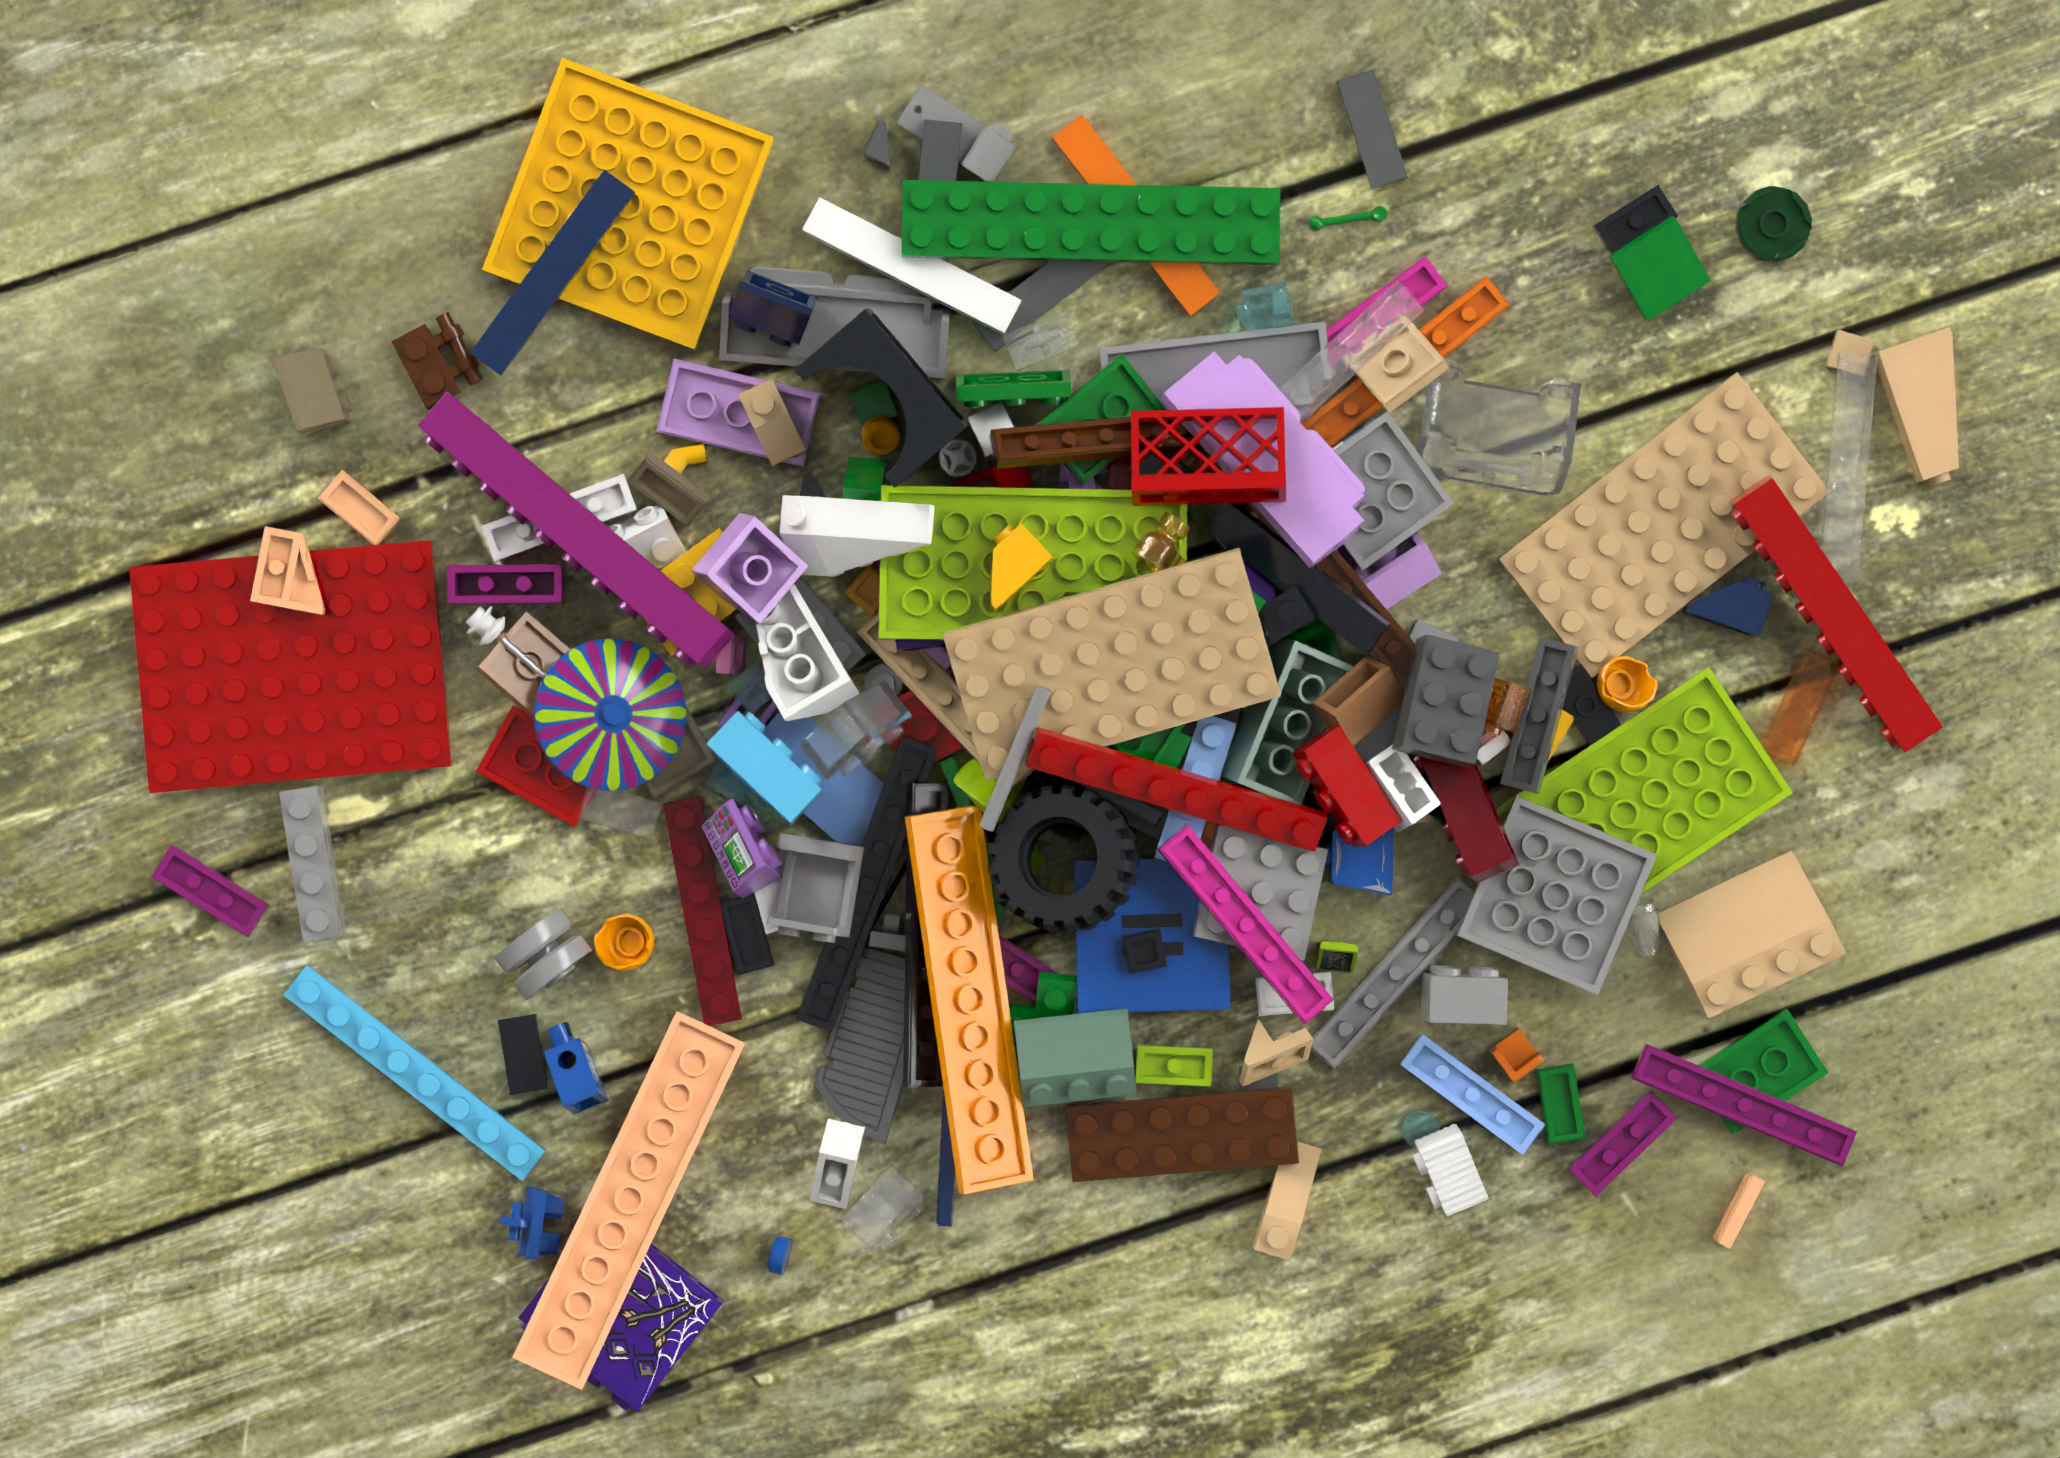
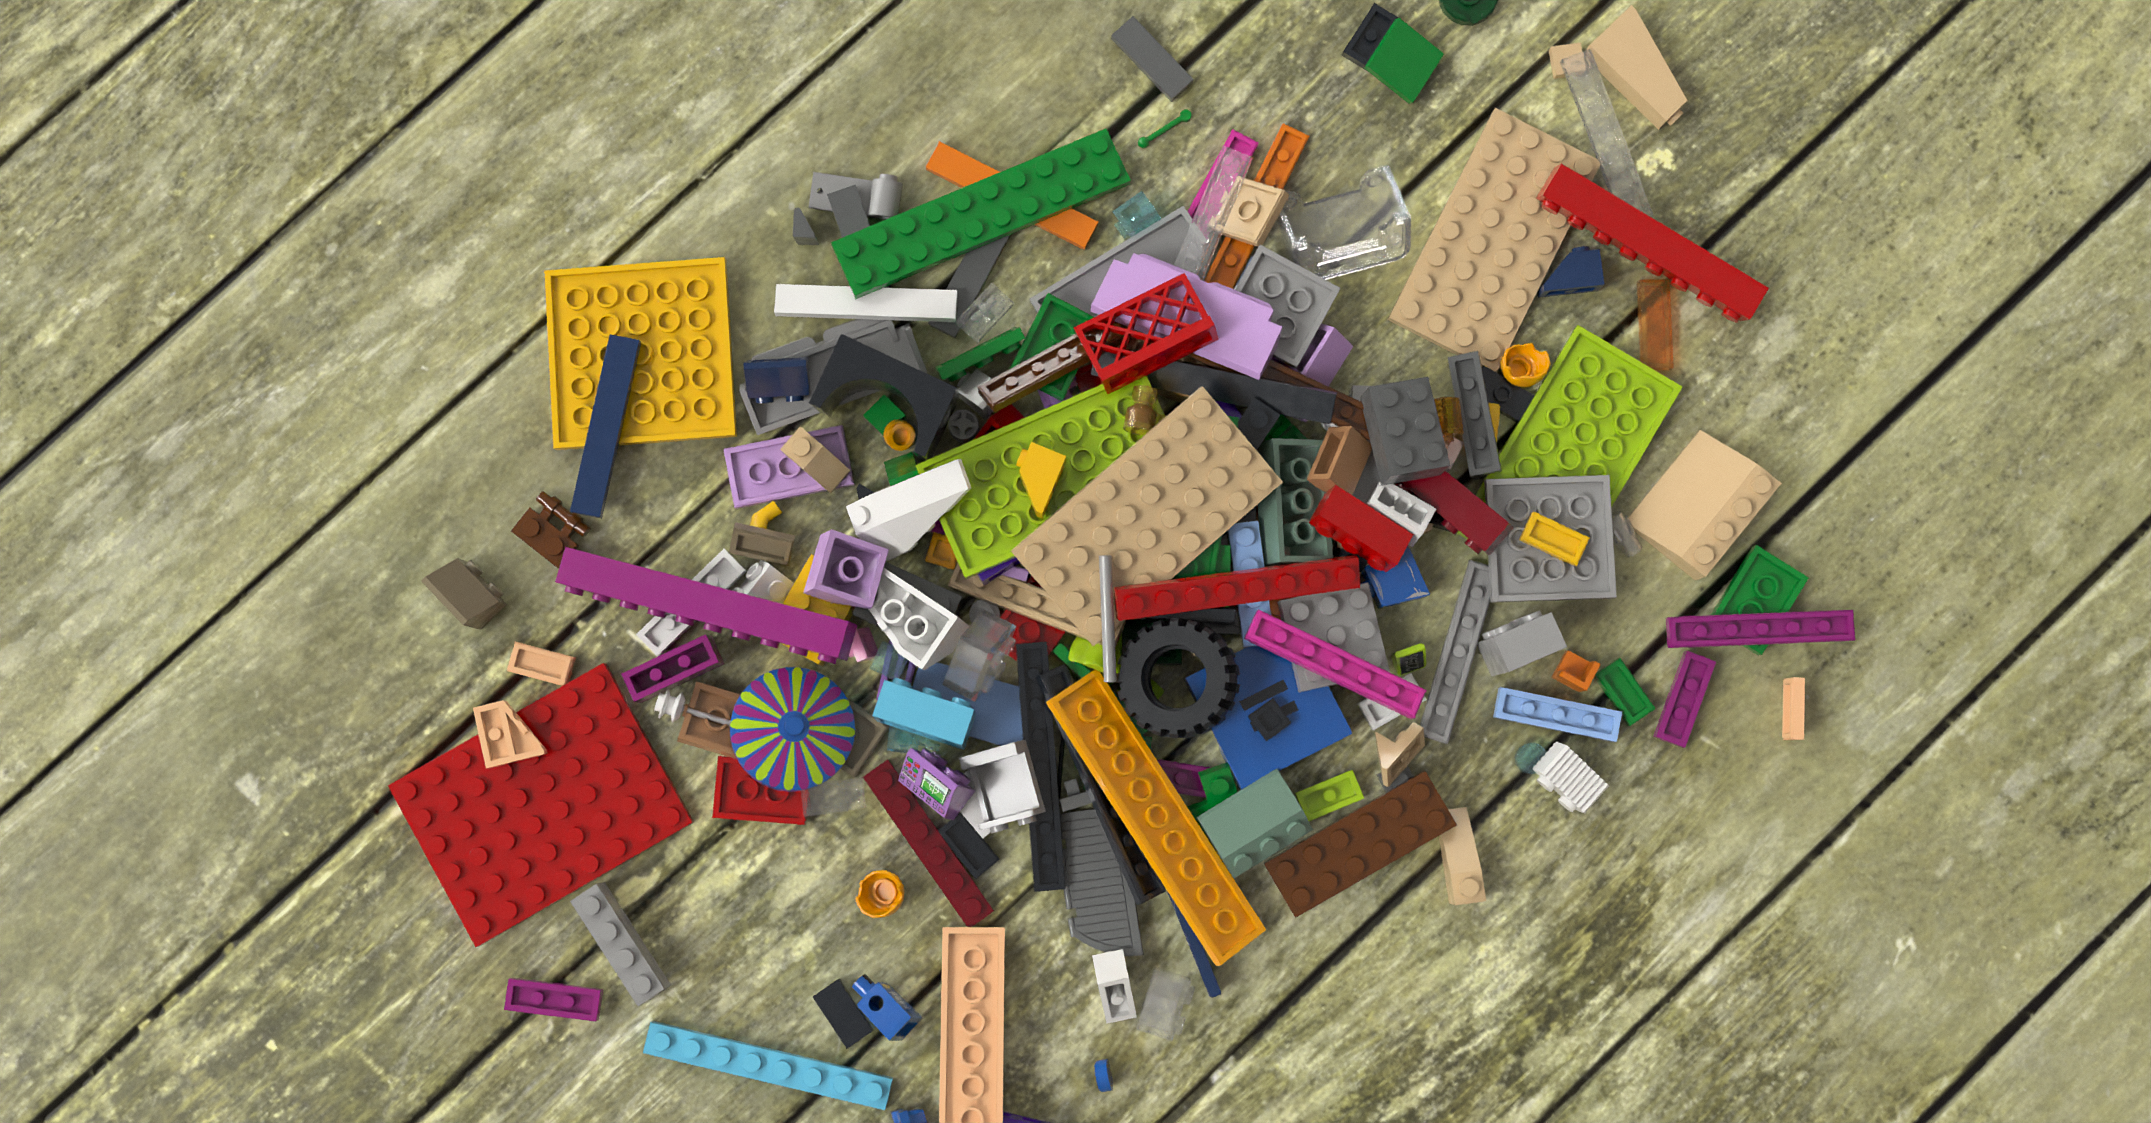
camera: 20 degrees left, 5 degrees down
(543, 953) = (820, 929): light grey wheel -> none
(1559, 897) = (1554, 538): none -> yellow tile

